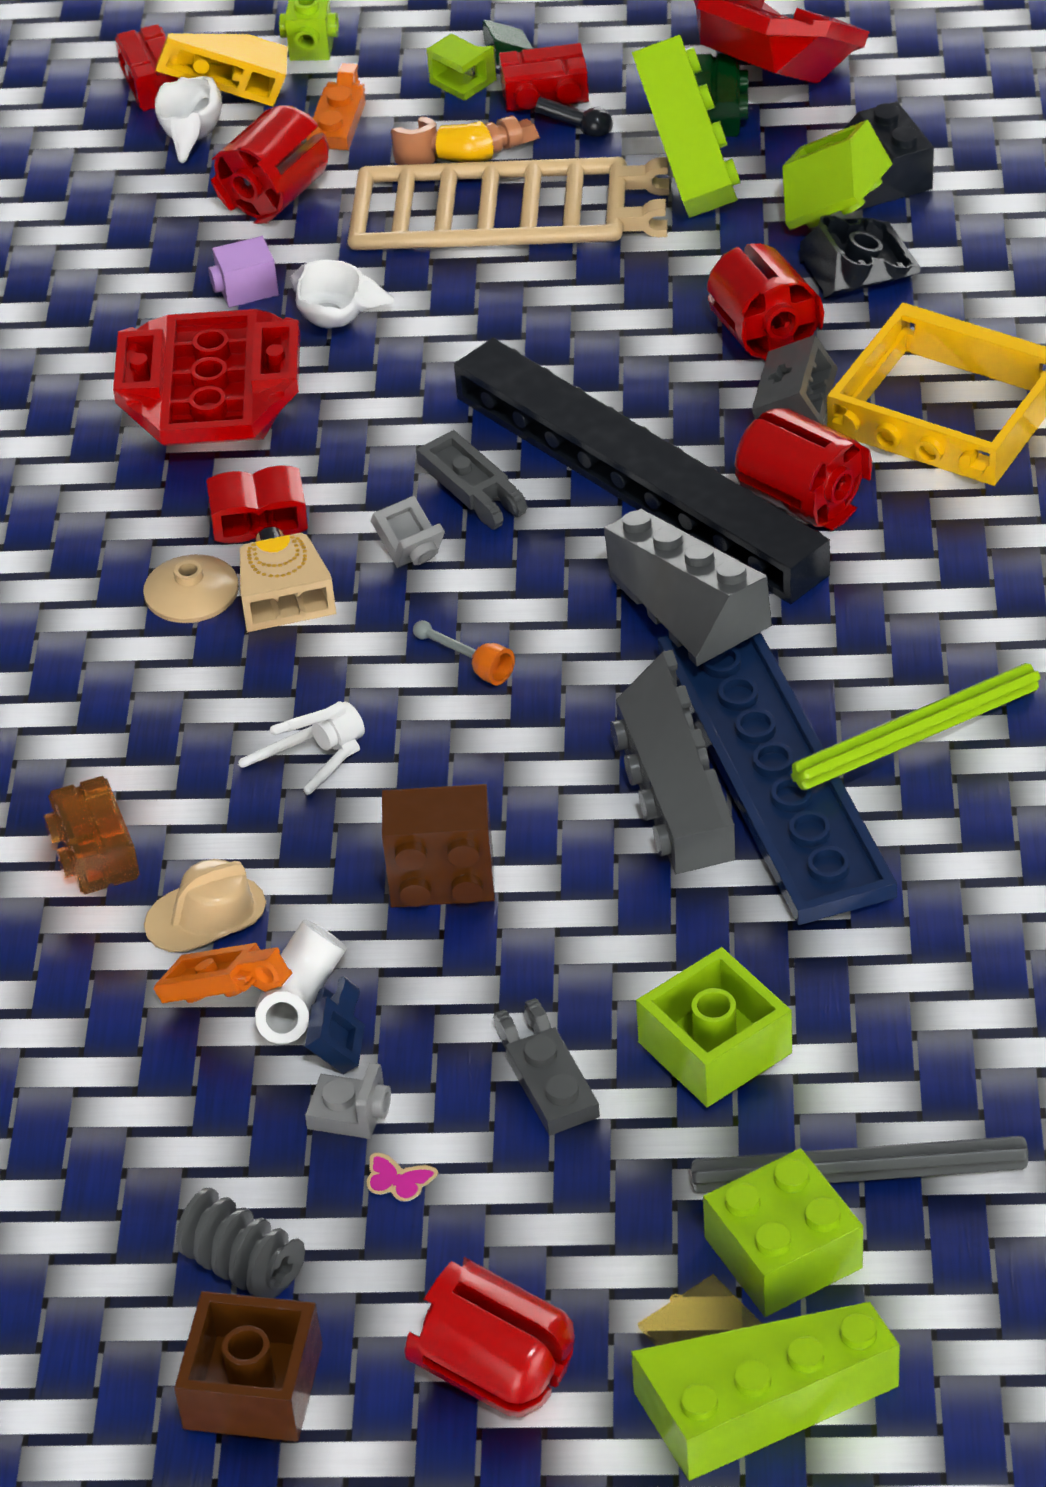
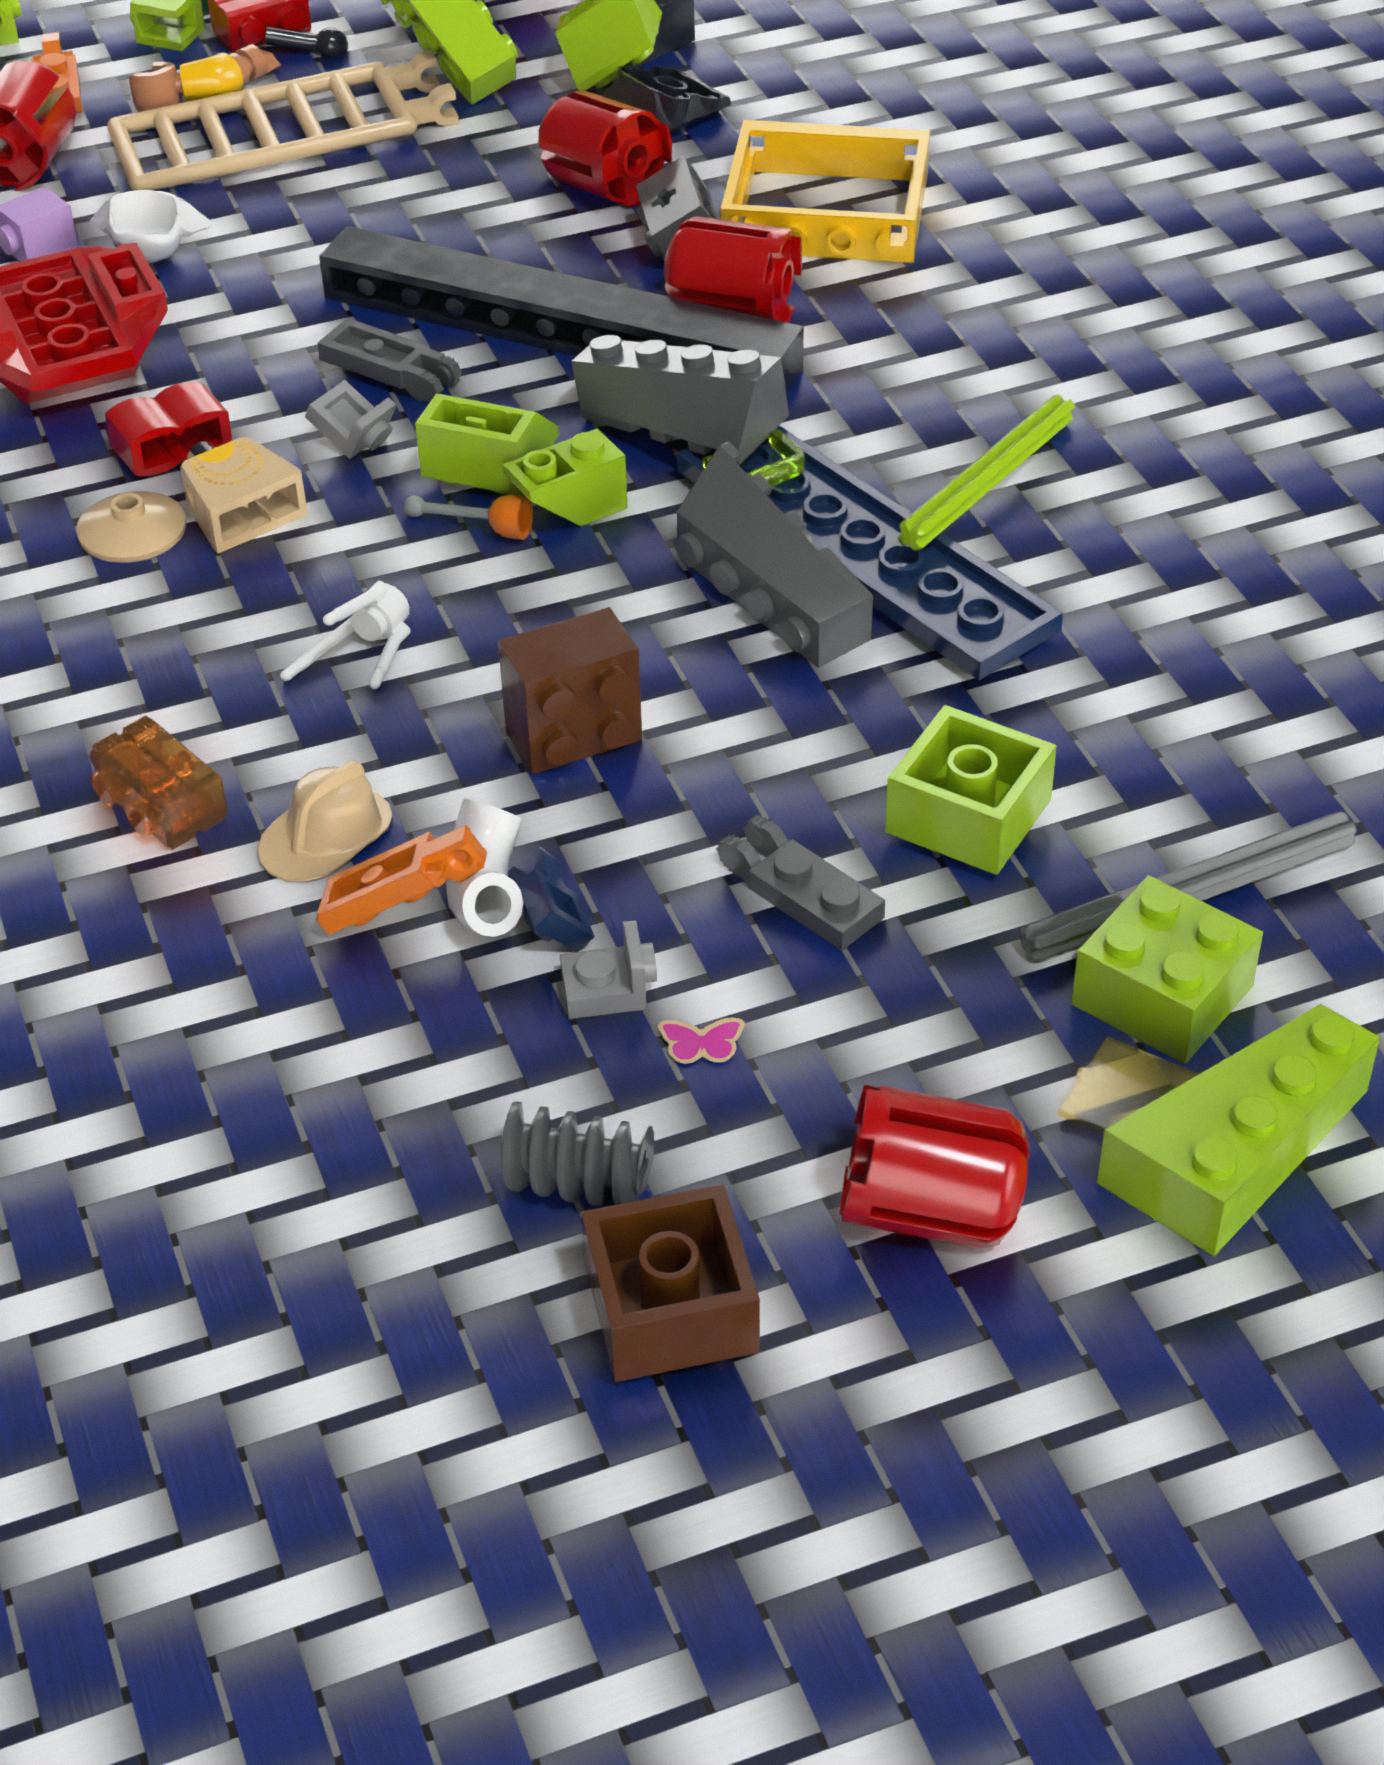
camera: 25 degrees left, 0 degrees up
(501, 586) = (472, 440): none -> lime slope
(552, 642) = (574, 478): none -> lime slope
(720, 681) = (780, 470): none -> clear neon green piece

